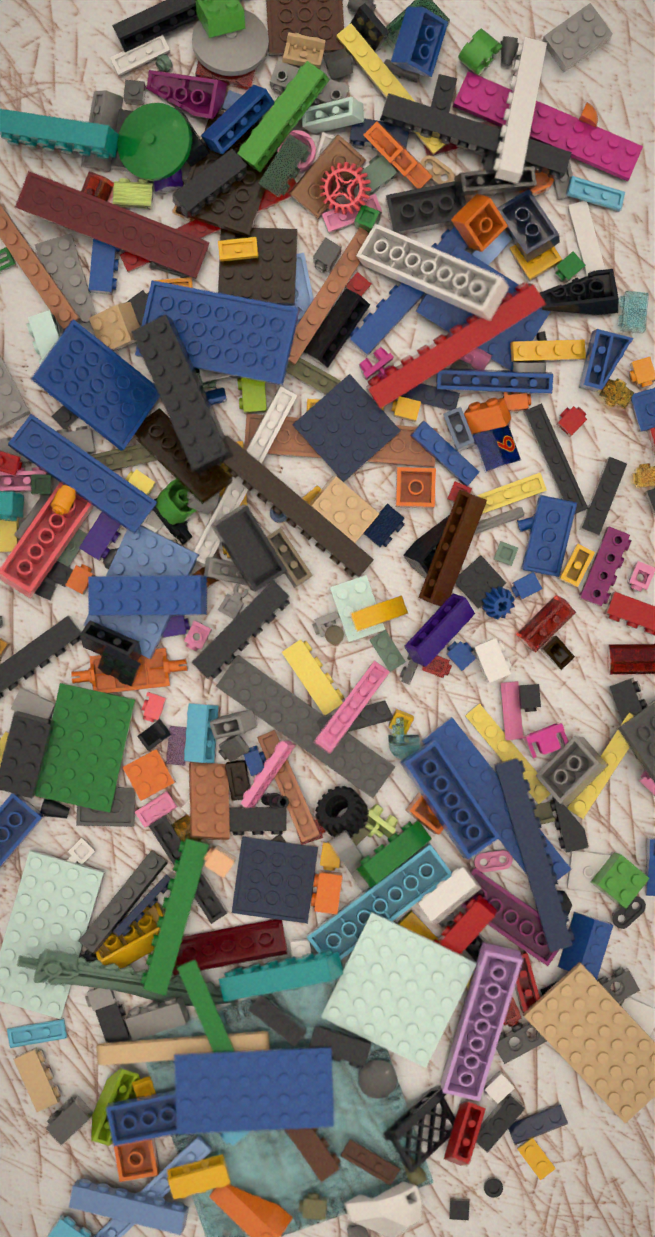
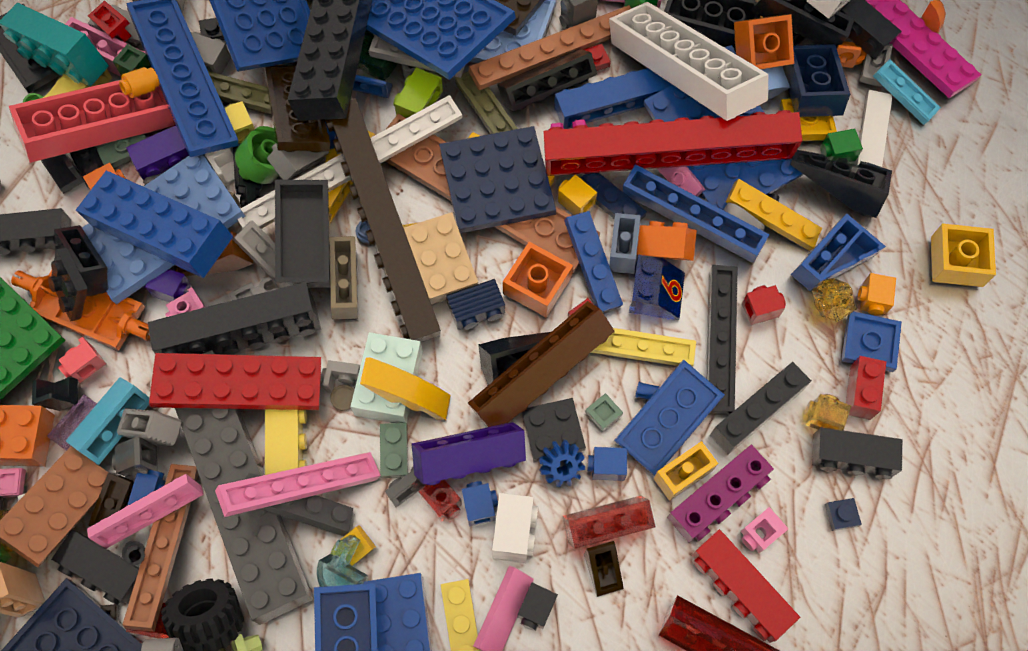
camera: 30 degrees right, 20 degrees down
(270, 666) = (235, 382): none -> red plate
(499, 519) = (614, 370): light grey axle -> none
(517, 401) = (709, 250): orange brick -> none
(634, 312) = (897, 225): clear light blue brick -> none

